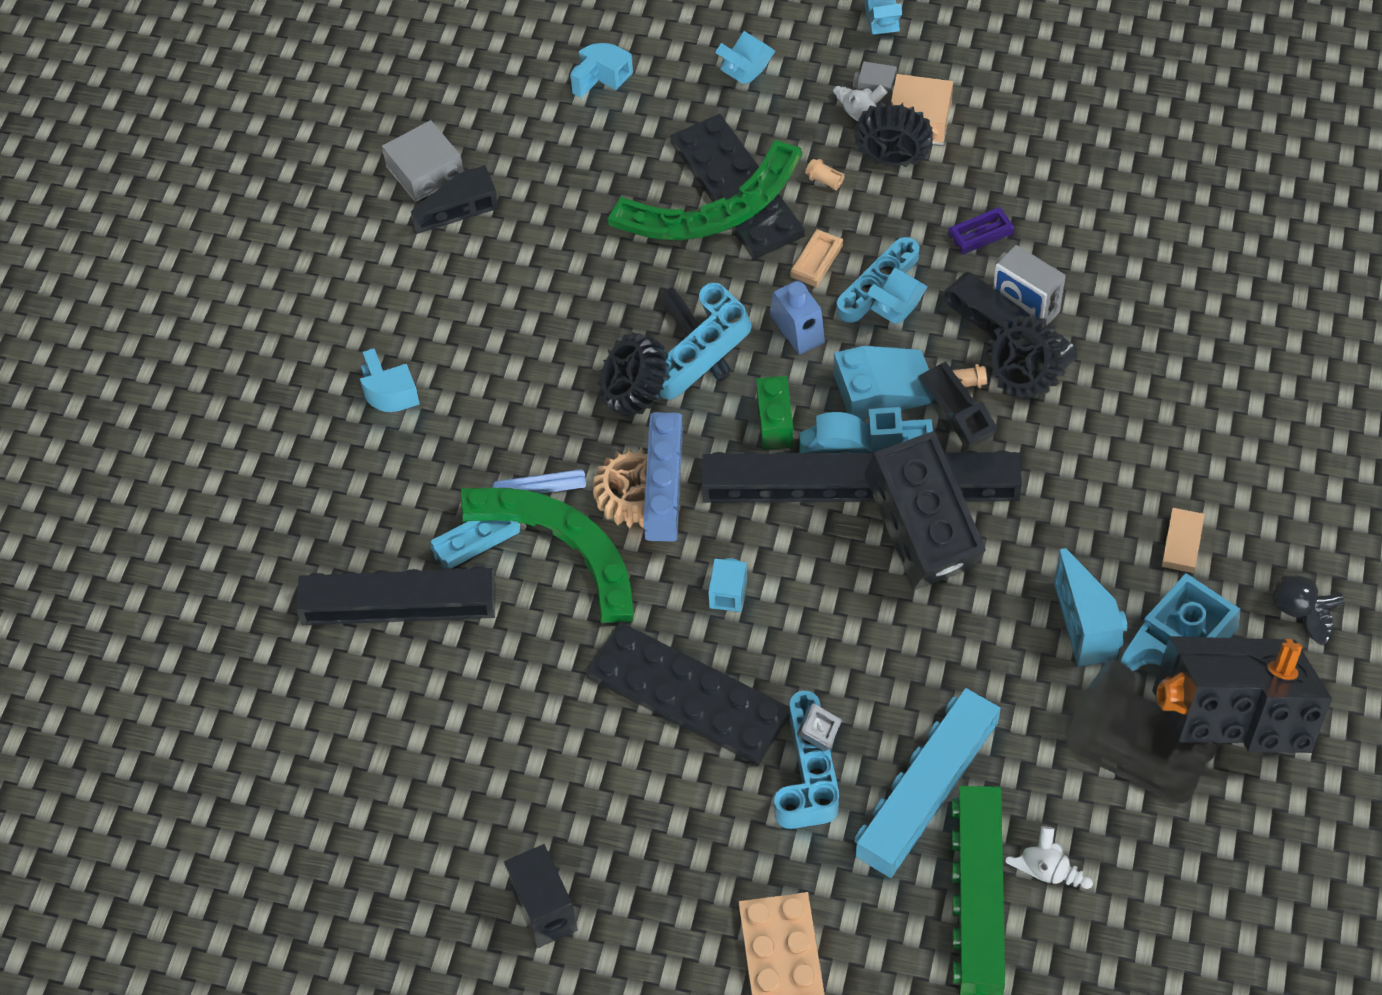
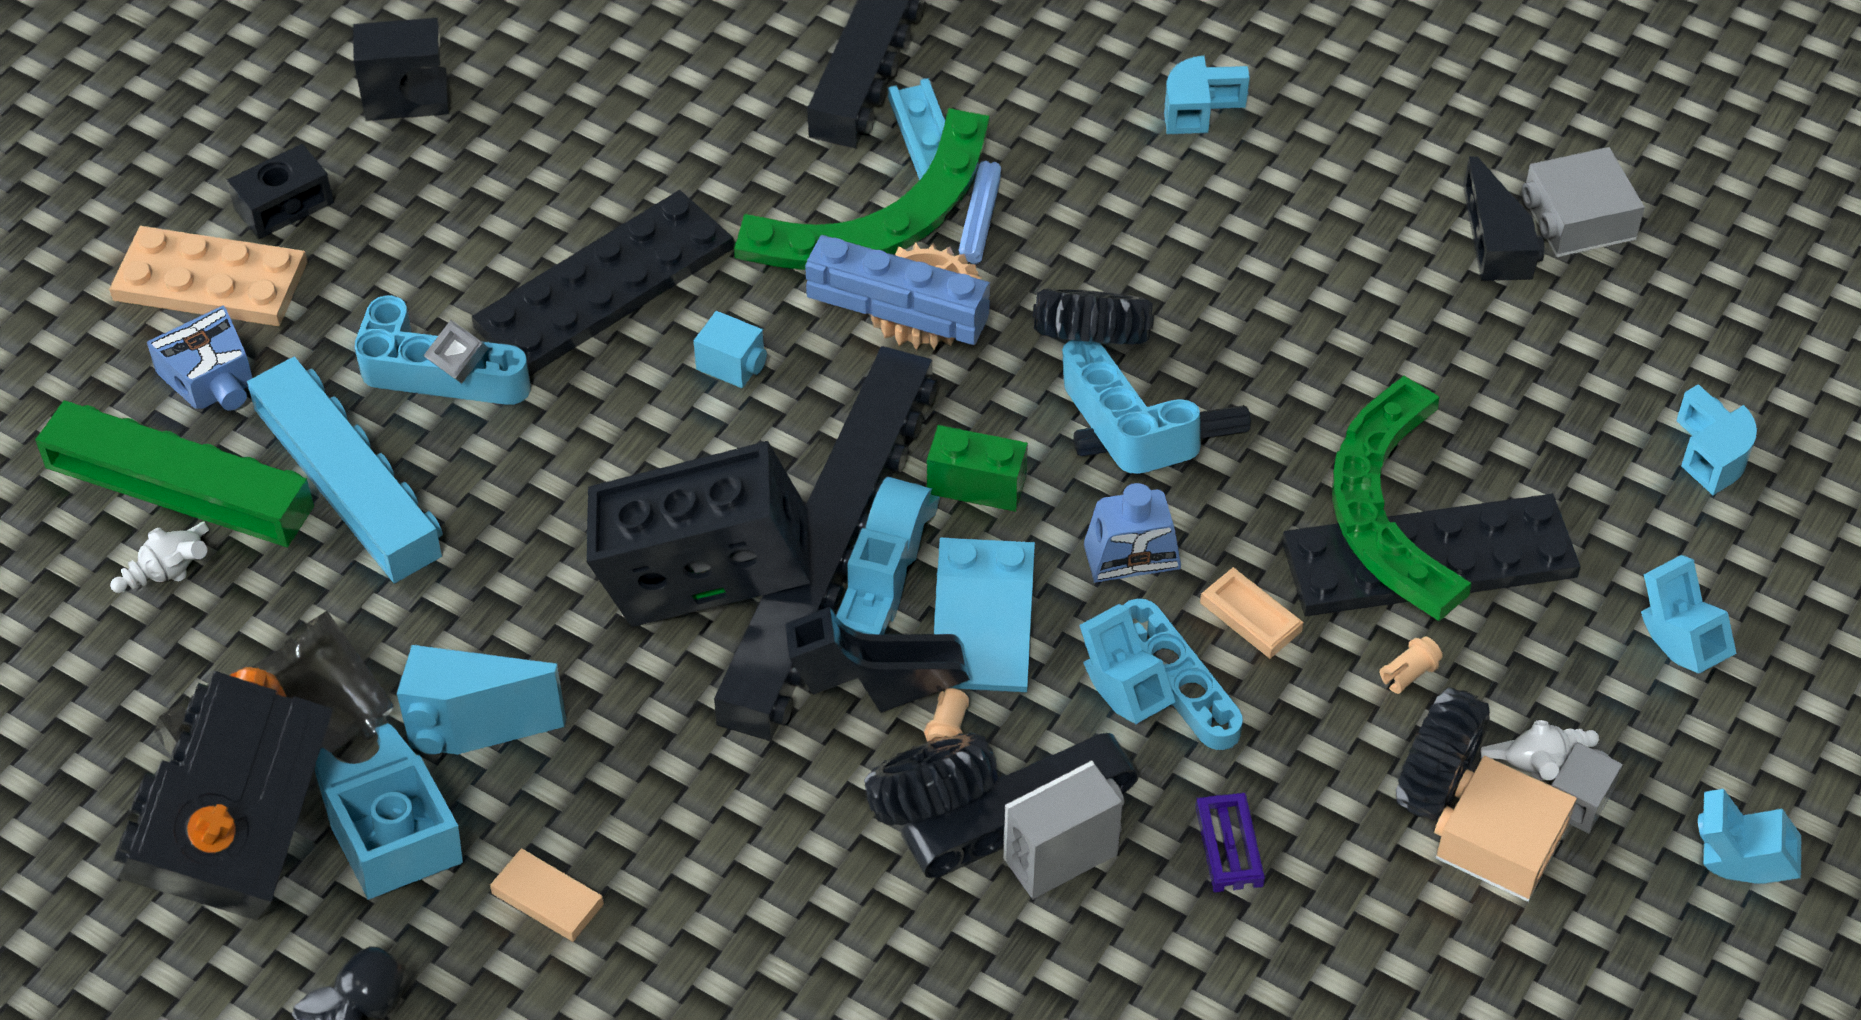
camera: 105 degrees right, 5 degrees down
(679, 926) = (280, 191): none -> black brick
(872, 916) = (204, 361): none -> medium blue torso

